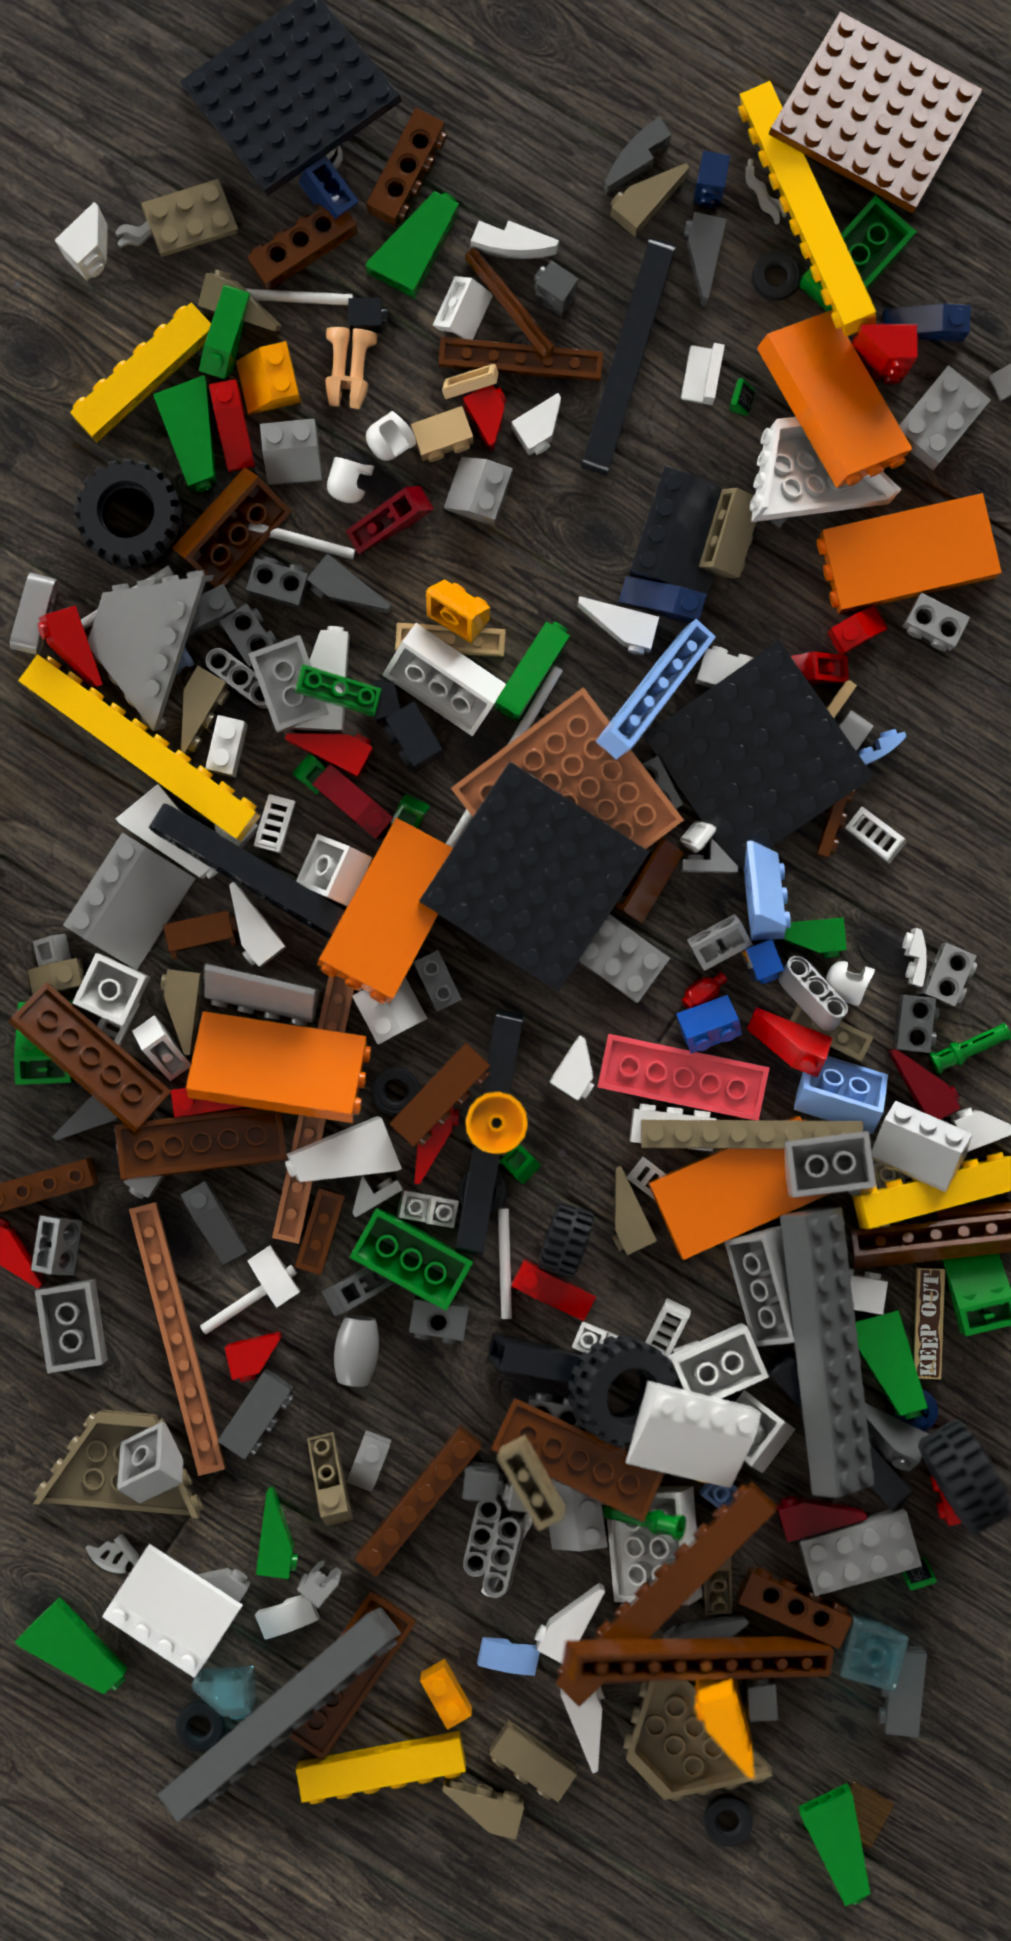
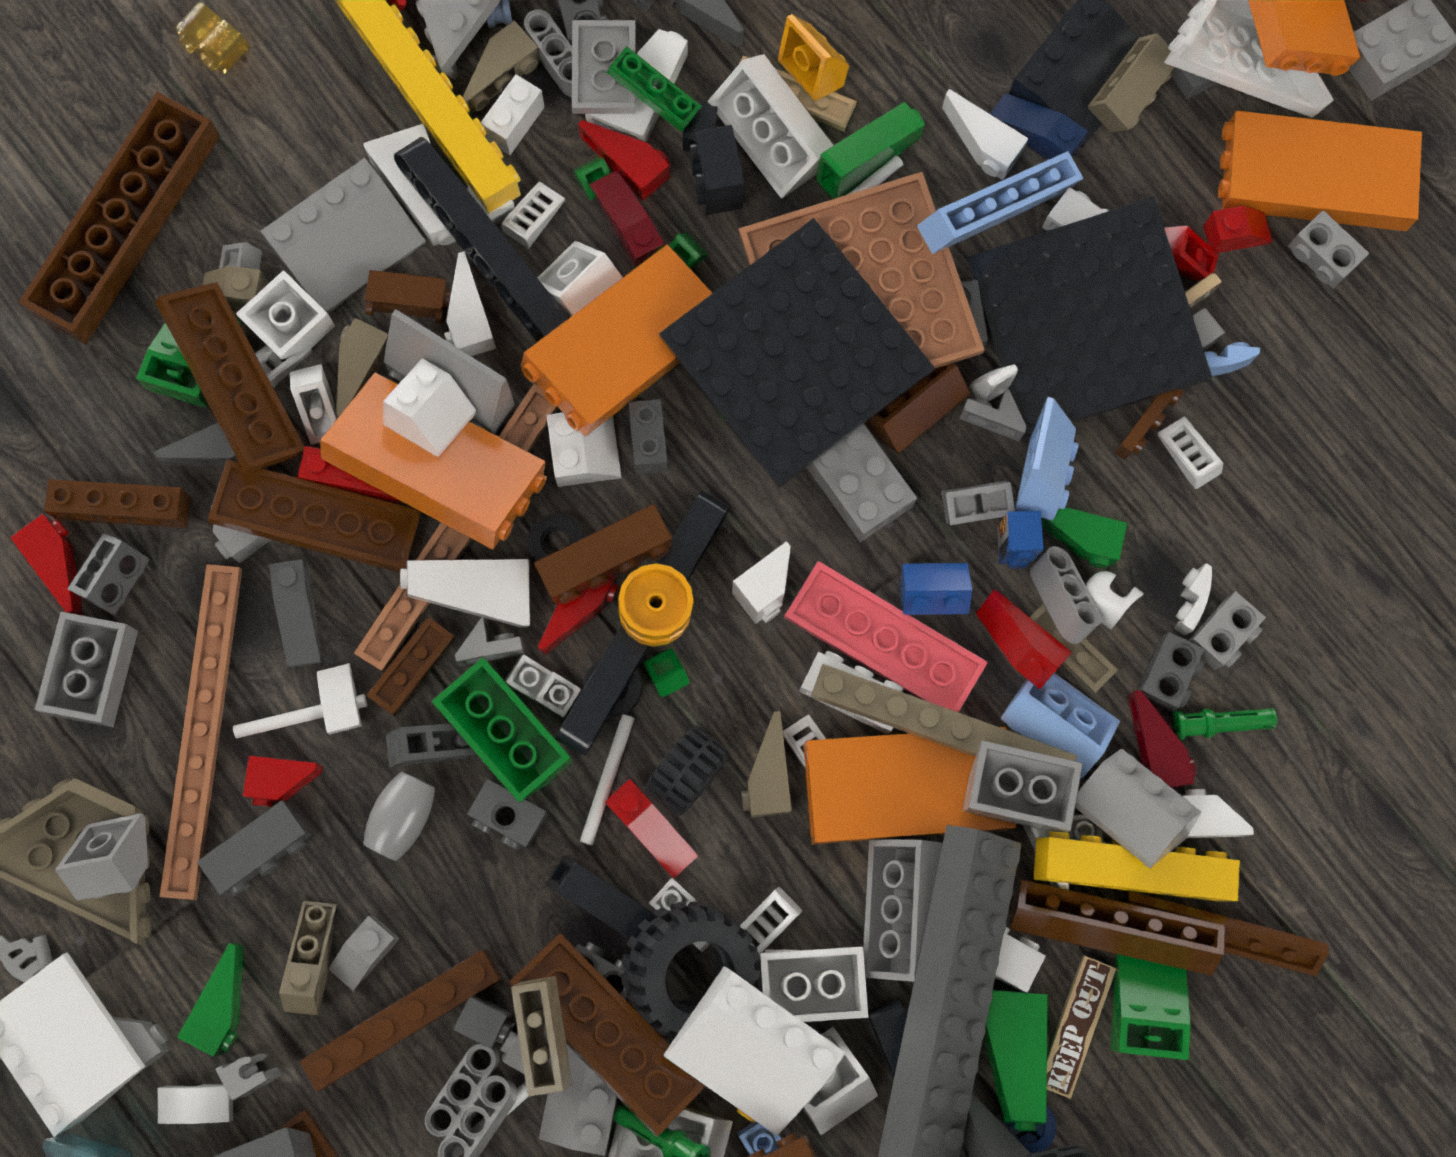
camera: 15 degrees right, 10 degrees down
(260, 1030) = (427, 408): none -> white slope
(703, 990) = (941, 551): red plant -> none

